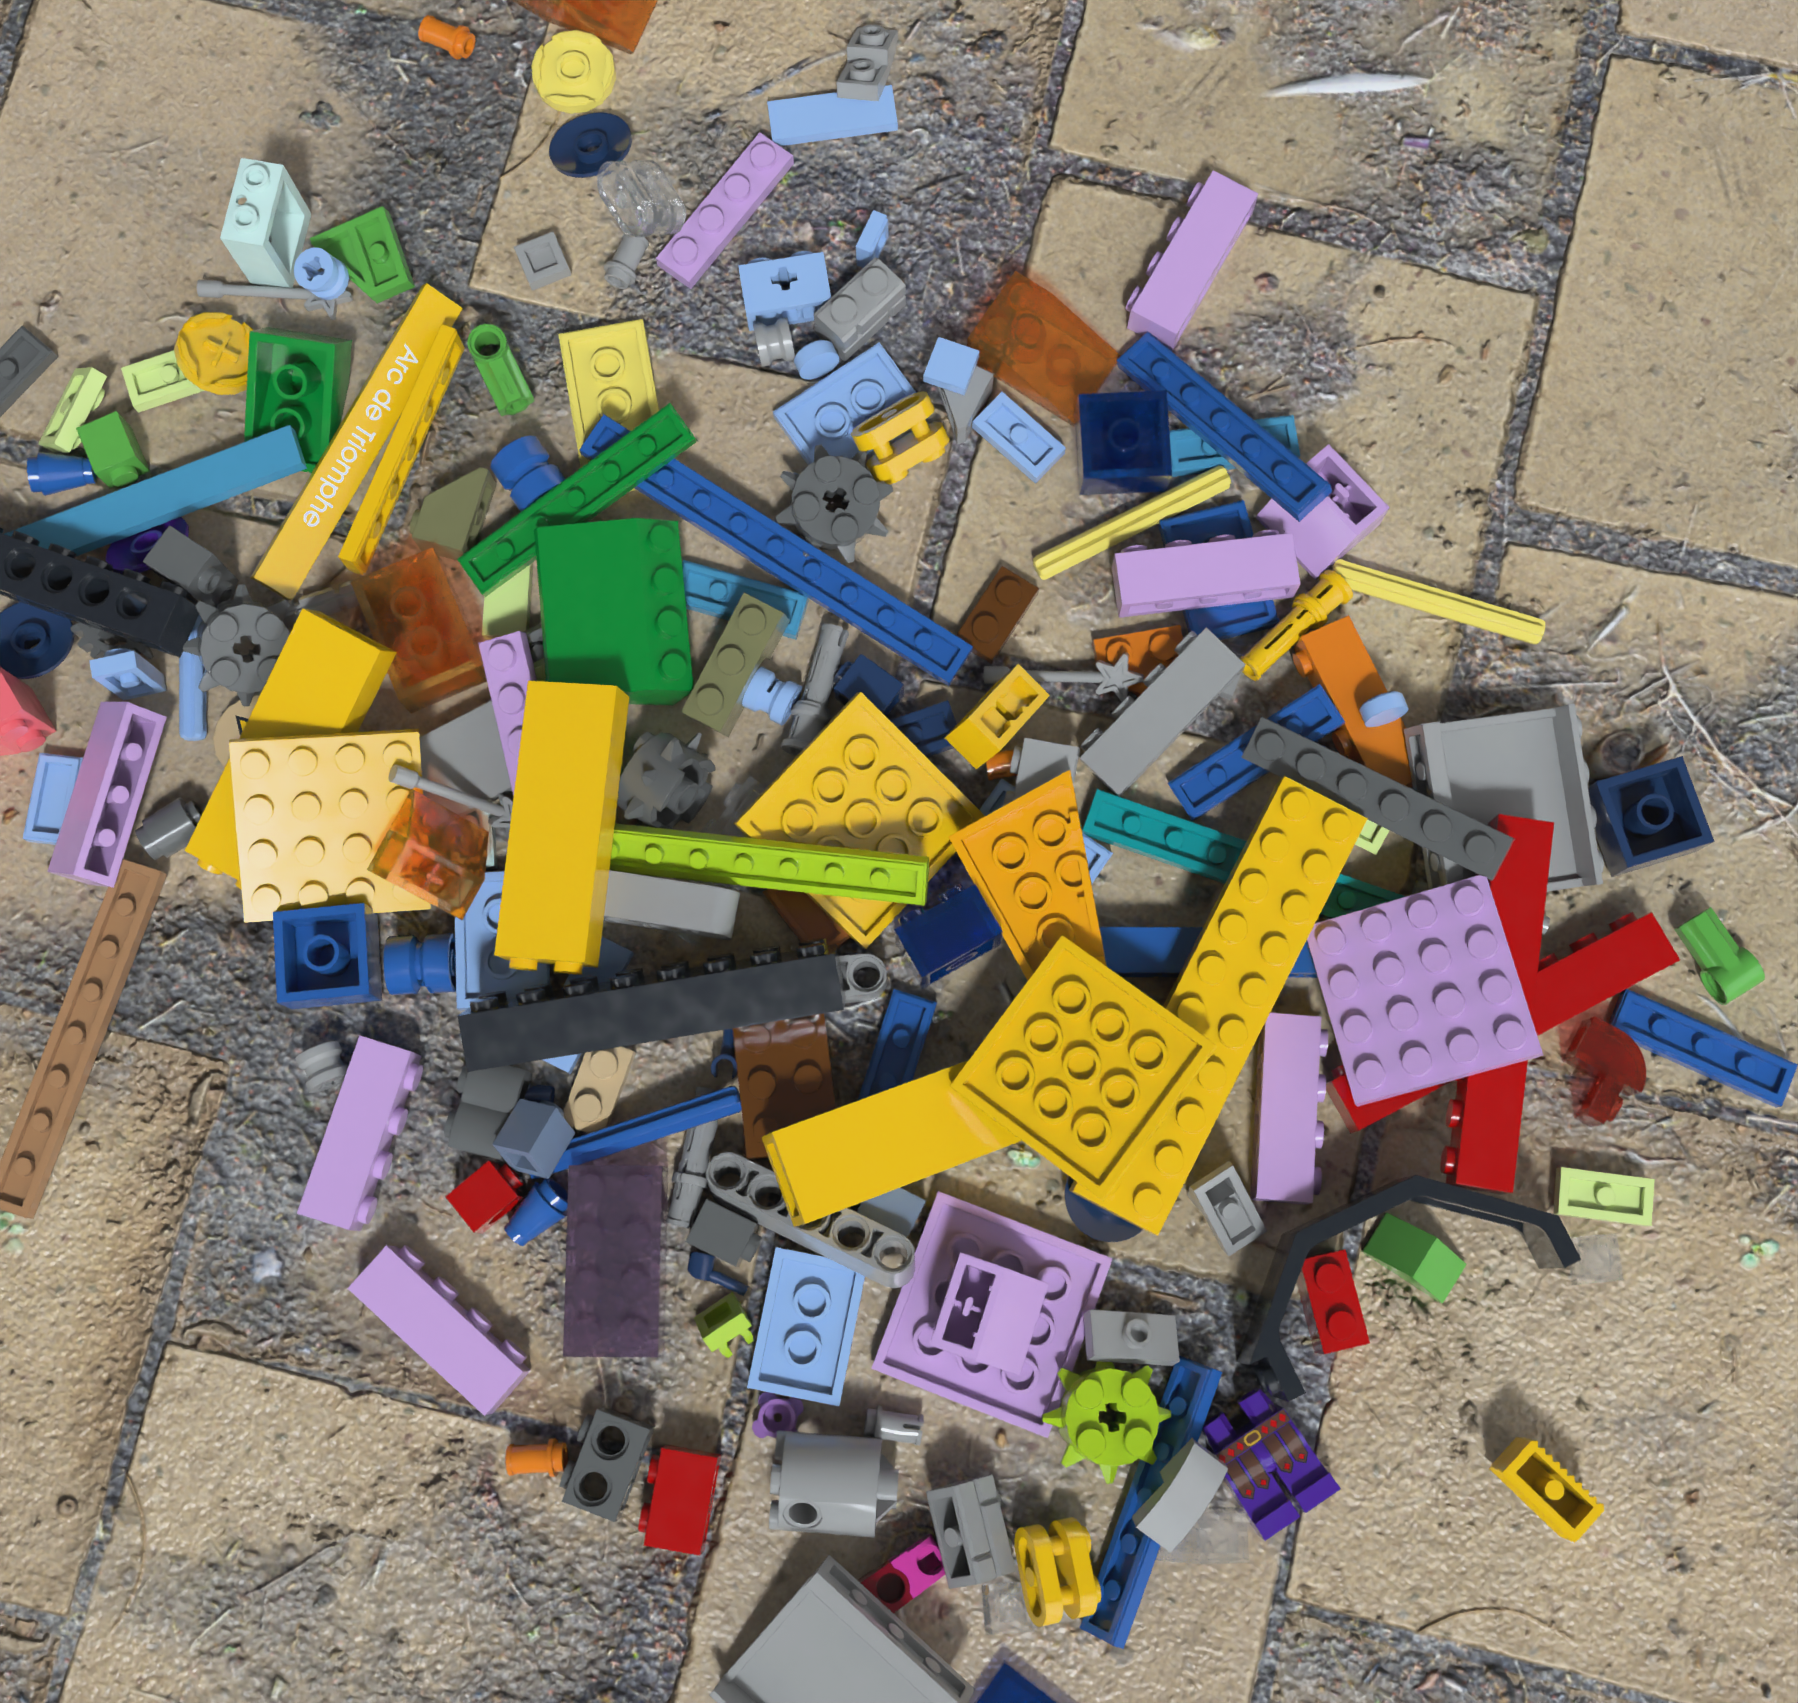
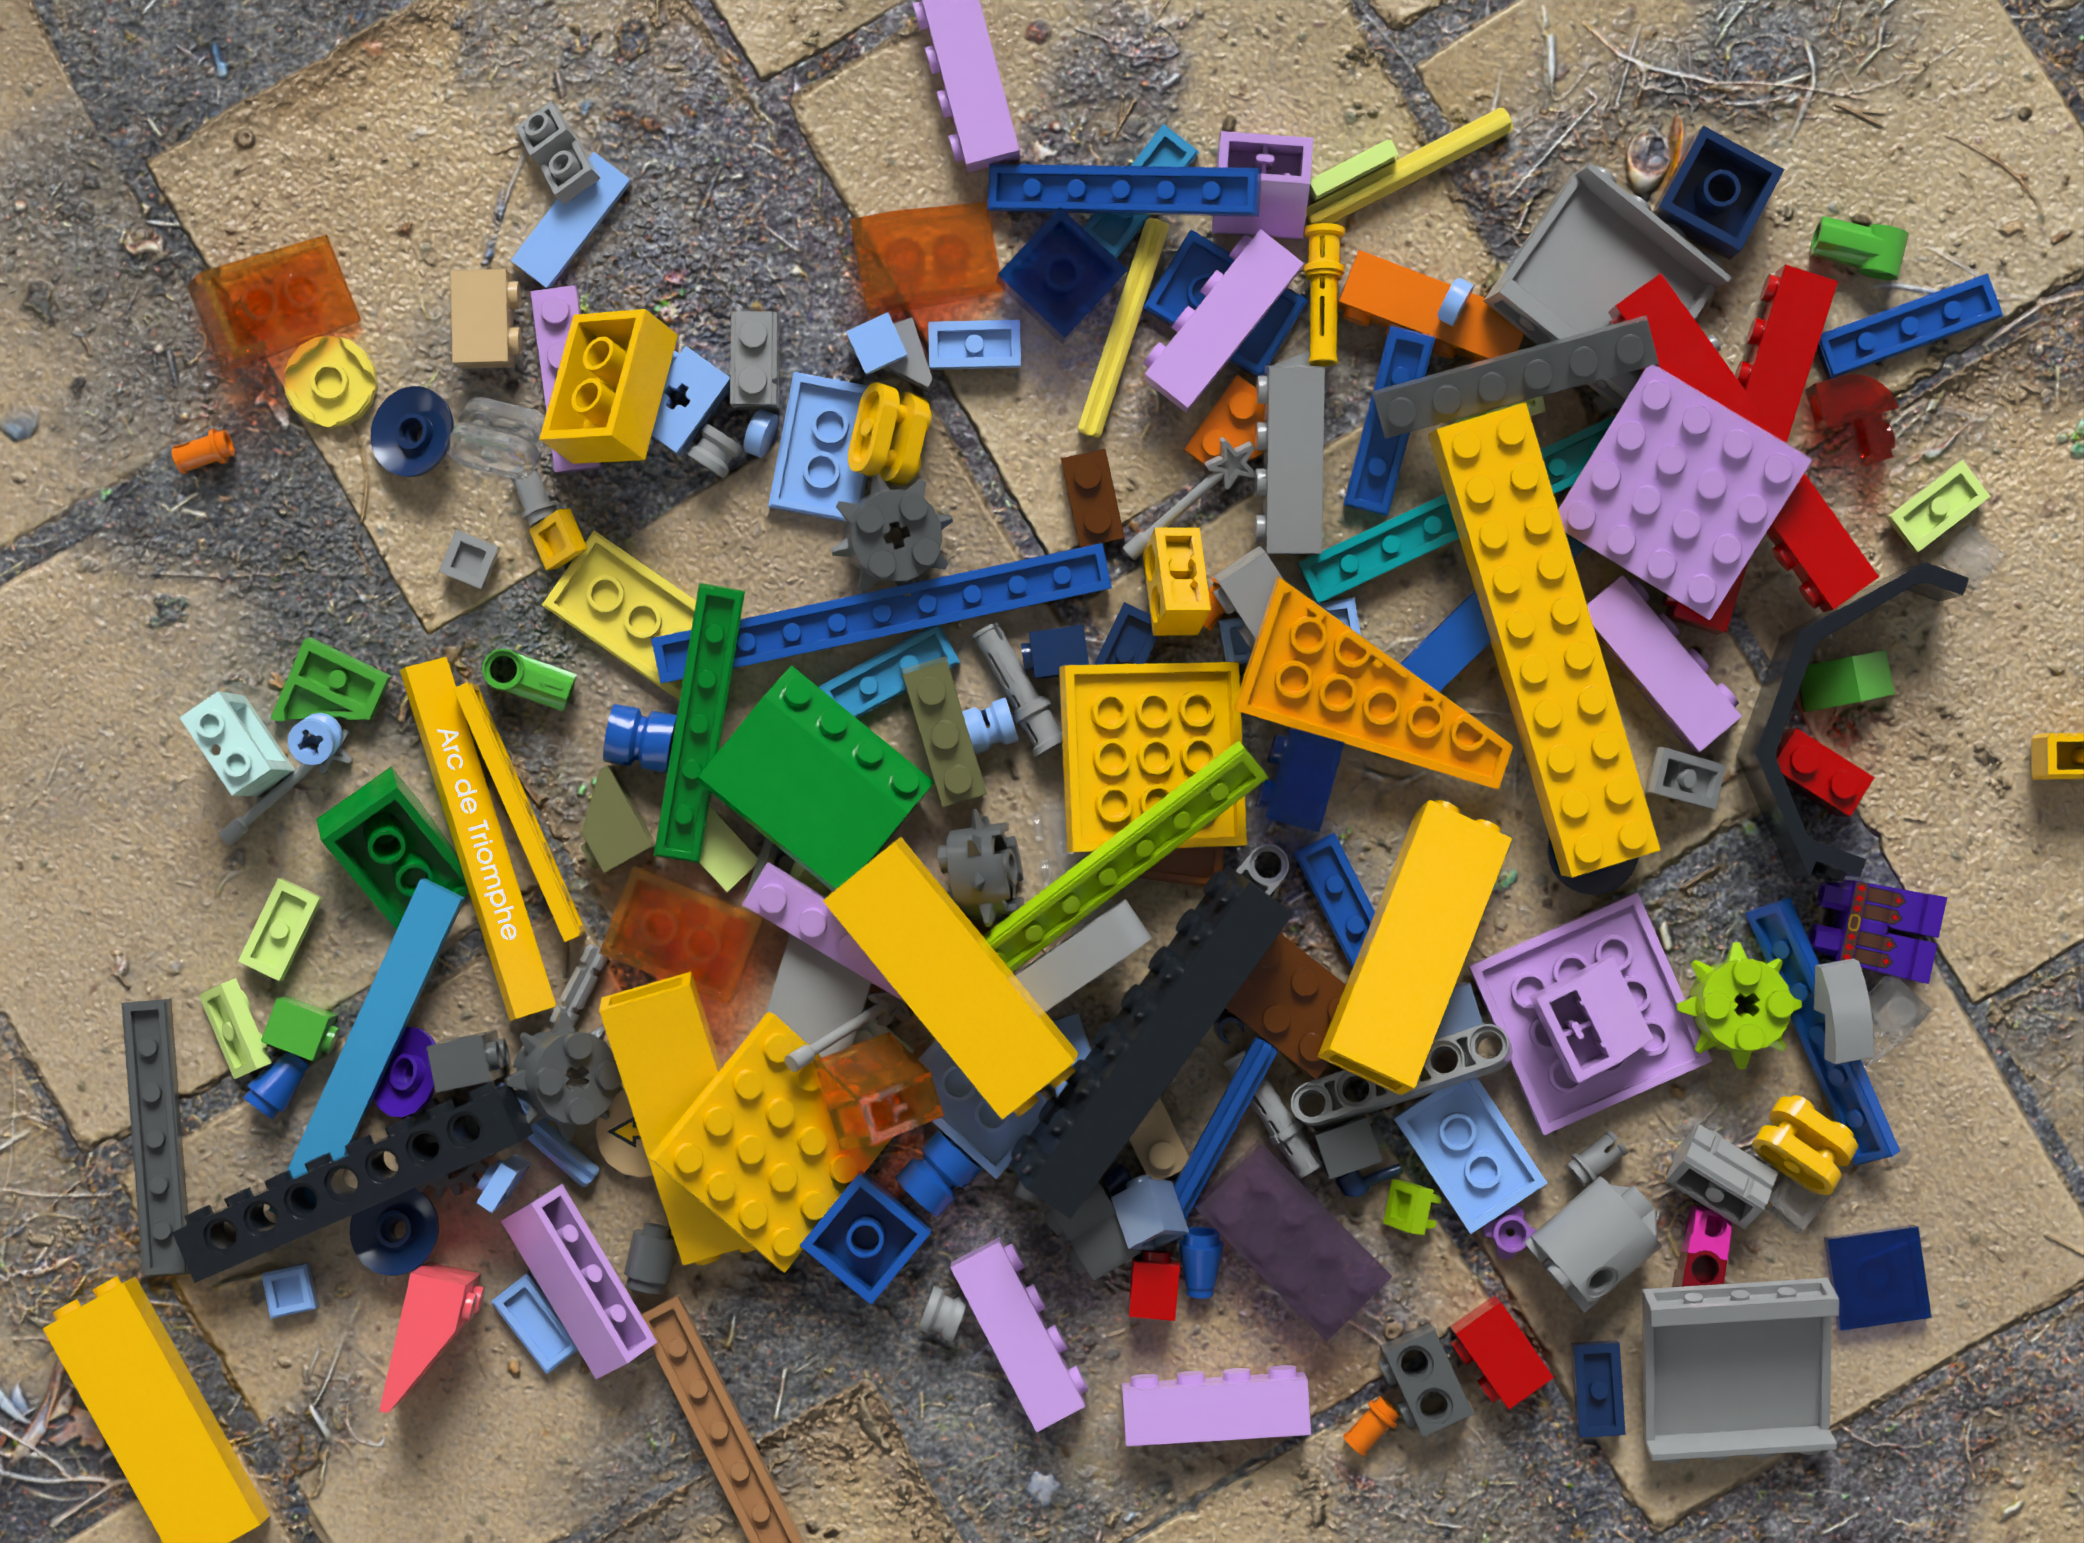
camera: 50 degrees left, 10 degrees up
(214, 352) = (300, 877): yellow tile -> none
(612, 300) = (558, 539): none -> yellow plate
(710, 117) = (484, 318): none -> tan brick
(725, 1601) = (1598, 1388): none -> dark blue plate
(744, 226) = (609, 387): none -> yellow brick
(872, 238) = (708, 295): light blue tile -> none
(1083, 1067) = (1497, 785): yellow plate -> none
(1131, 1337) = (1704, 935): light grey plate -> none
(1396, 562) = (1352, 170): none -> yellowish green tile

